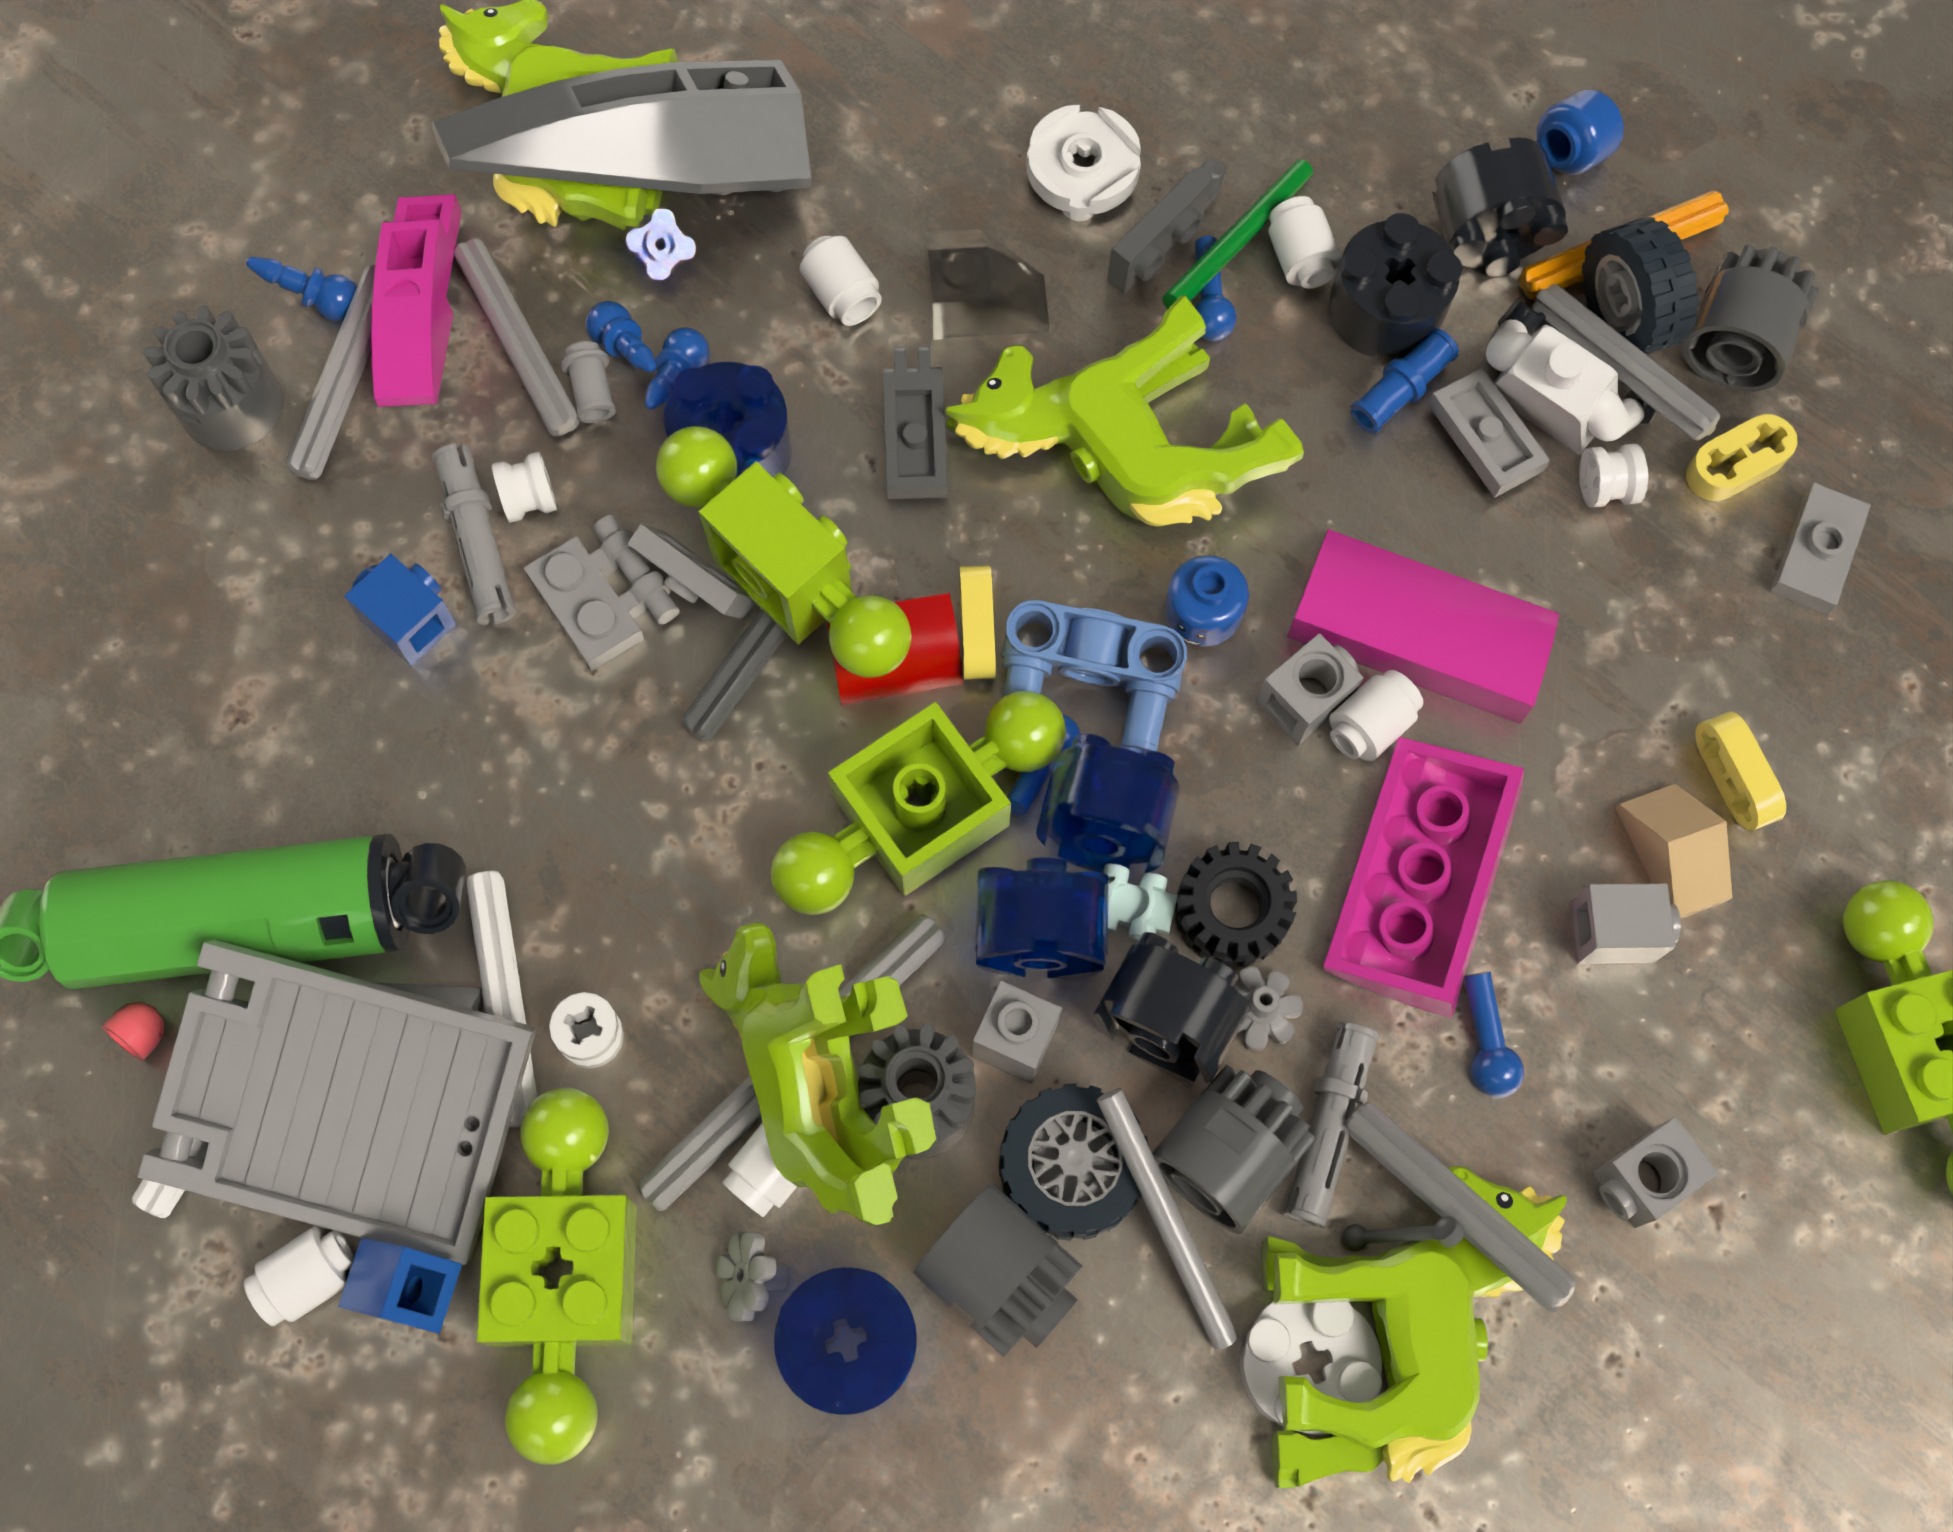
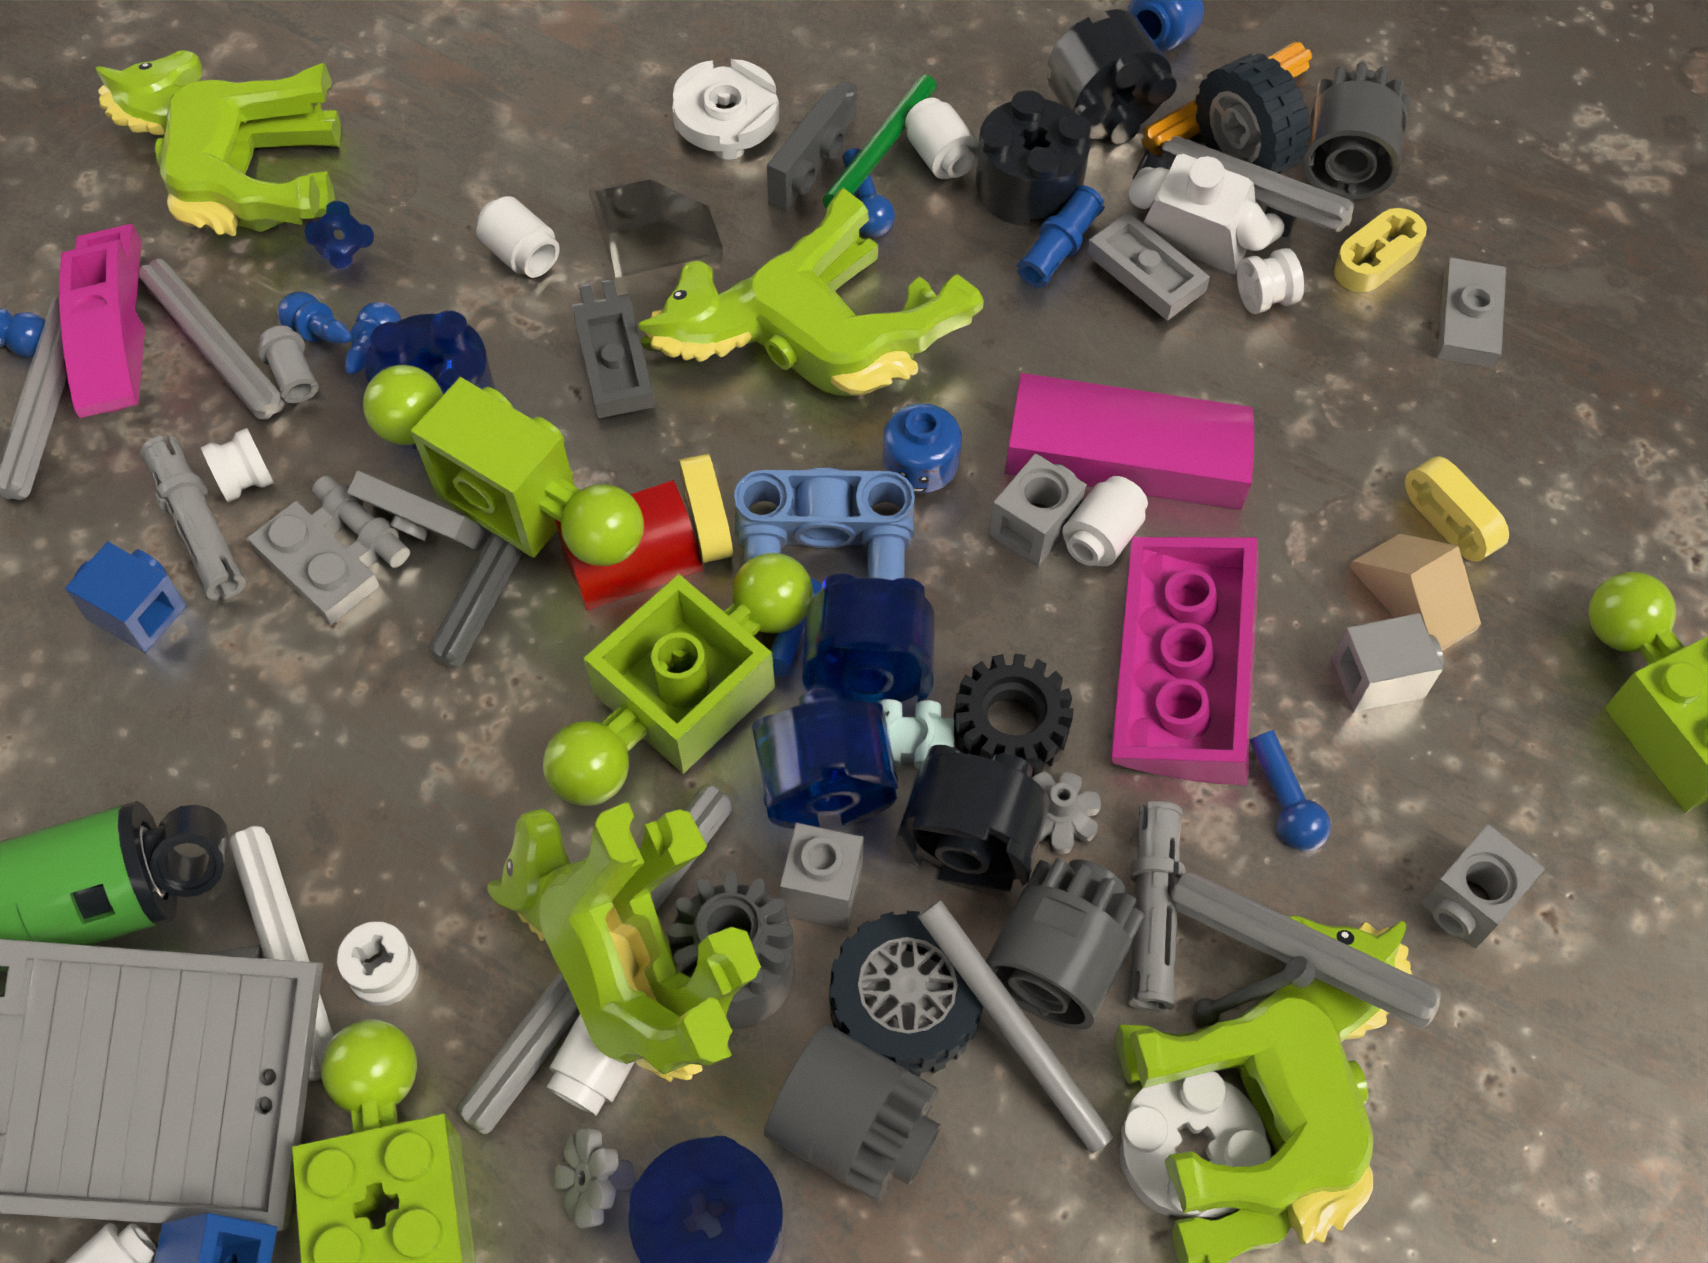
camera: 10 degrees left, 10 degrees down
(644, 127) = (305, 127): wedge -> none

